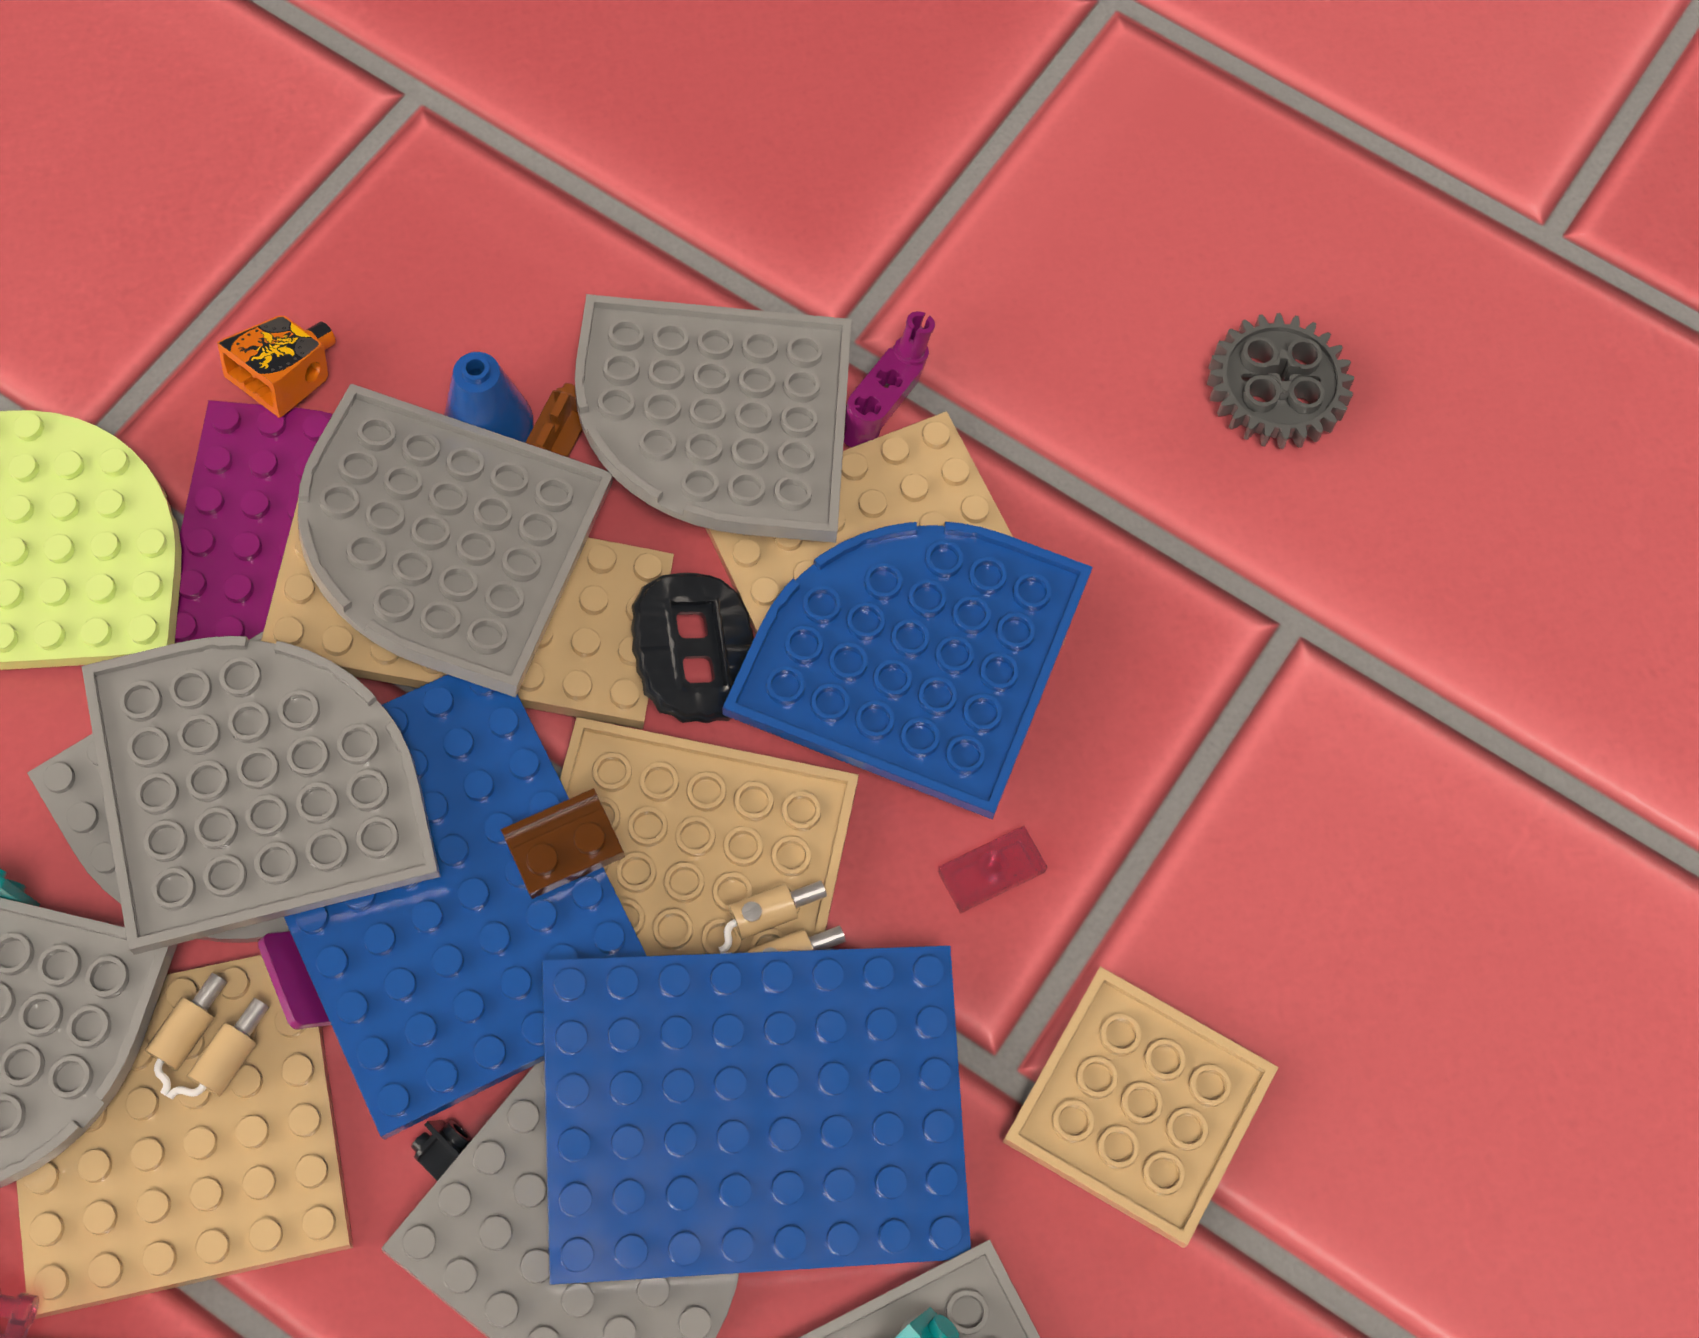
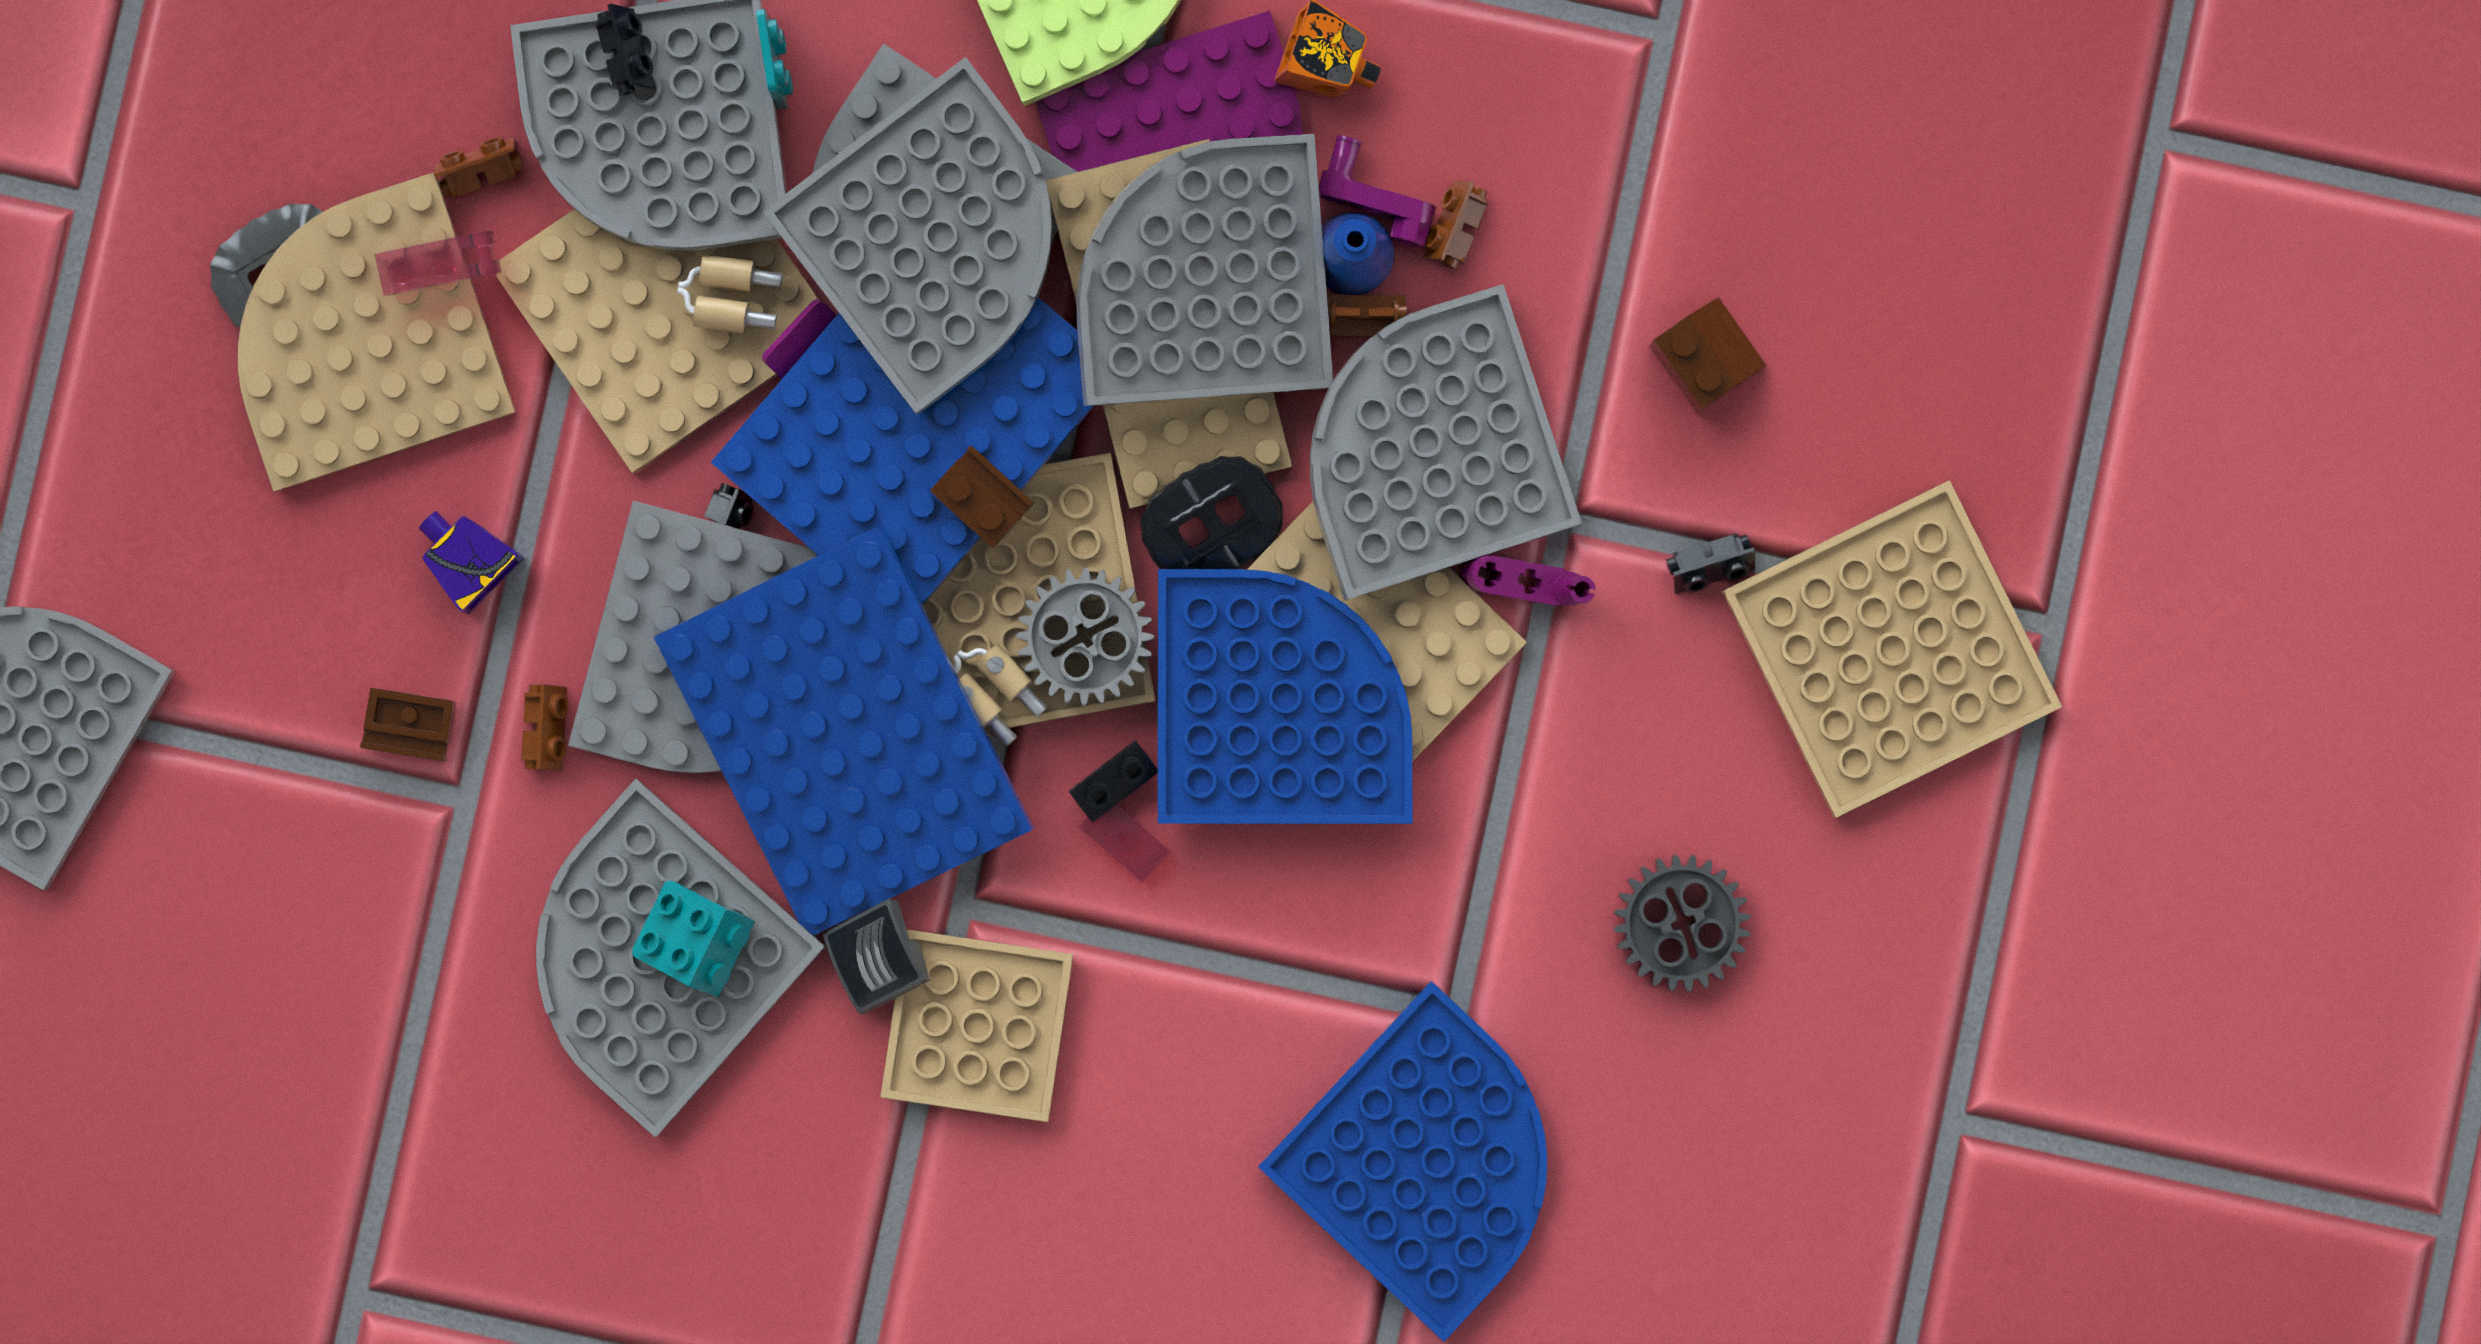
camera: 70 degrees right, 20 degrees up
(433, 386) = (1410, 216): none -> magenta beam
(496, 314) = (1461, 205): none -> dark orange hinge
(717, 815) = (1104, 670): none -> light grey gear
(741, 167) = (1707, 354): none -> reddish brown slope
(928, 851) = (1113, 781): none -> black hinge
(941, 215) = (1730, 560): none -> black hinge
(1024, 1183) = (876, 956): none -> slope
(1083, 121) = (1891, 649): none -> tan plate
(1444, 705) = (1424, 1161): none -> blue plate

